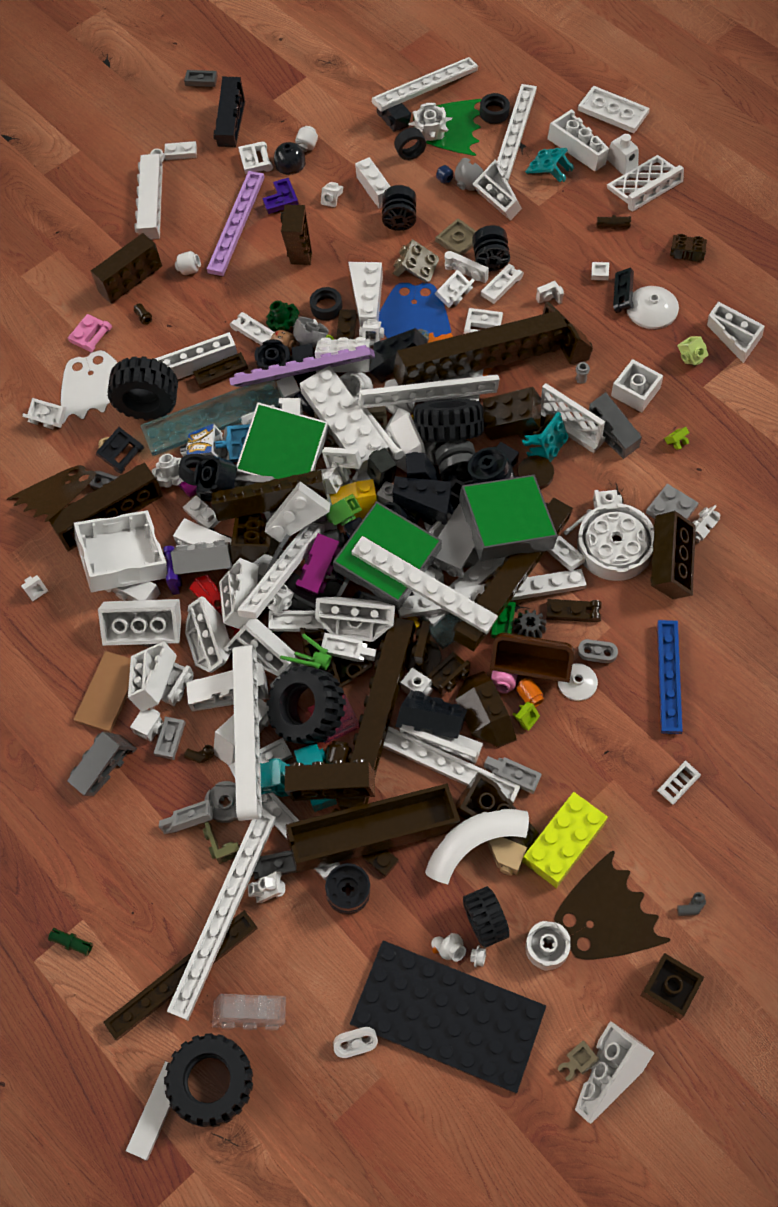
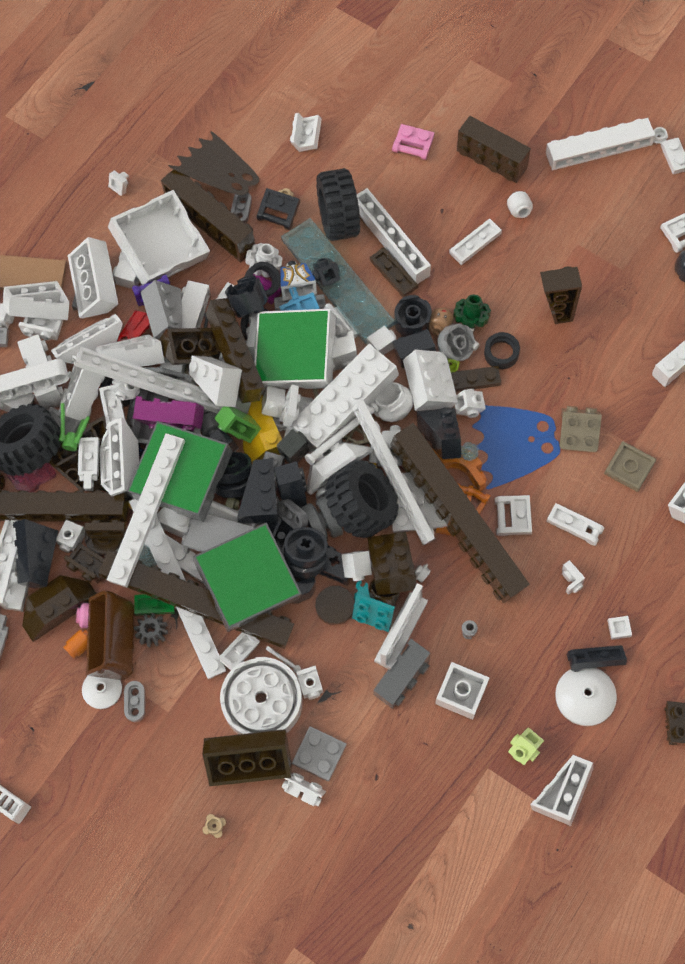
camera: 75 degrees right, 5 degrees up
(86, 391) = (351, 154): white piece -> none
(144, 316) = (446, 182): dark brown pin -> none
(207, 413) = (331, 271): none -> black brick
(212, 303) = (475, 241): none -> white plate
(235, 223) = (588, 236): lavender plate -> none
(251, 328) = (451, 288): white plate -> none
(284, 196) = (635, 275): dark purple plate -> none
(308, 365) = (392, 343): lavender plate -> none
(330, 194) = (655, 319): white bracket -> none
(367, 288) = (524, 387): white wedge -> none
(399, 207) = (645, 392): black wheel -> none
(452, 475) = (292, 514): none -> flat silver plate
(453, 288) = (553, 475): white bracket -> none
(466, 266) = (585, 480): white plate -> none
(491, 247) = (613, 500): black wheel -> none
(508, 437) = (357, 565): none -> white brick
(527, 715) = (53, 645): lime tile -> none
(573, 610) = (178, 670): dark brown plate -> none
(575, 343) = (508, 613): dark brown wedge -> none
(669, 677) = (117, 777): blue plate -> none
(676, 436) = (408, 744): lime tile -> none
(727, 596) = (208, 829): none -> tan plate

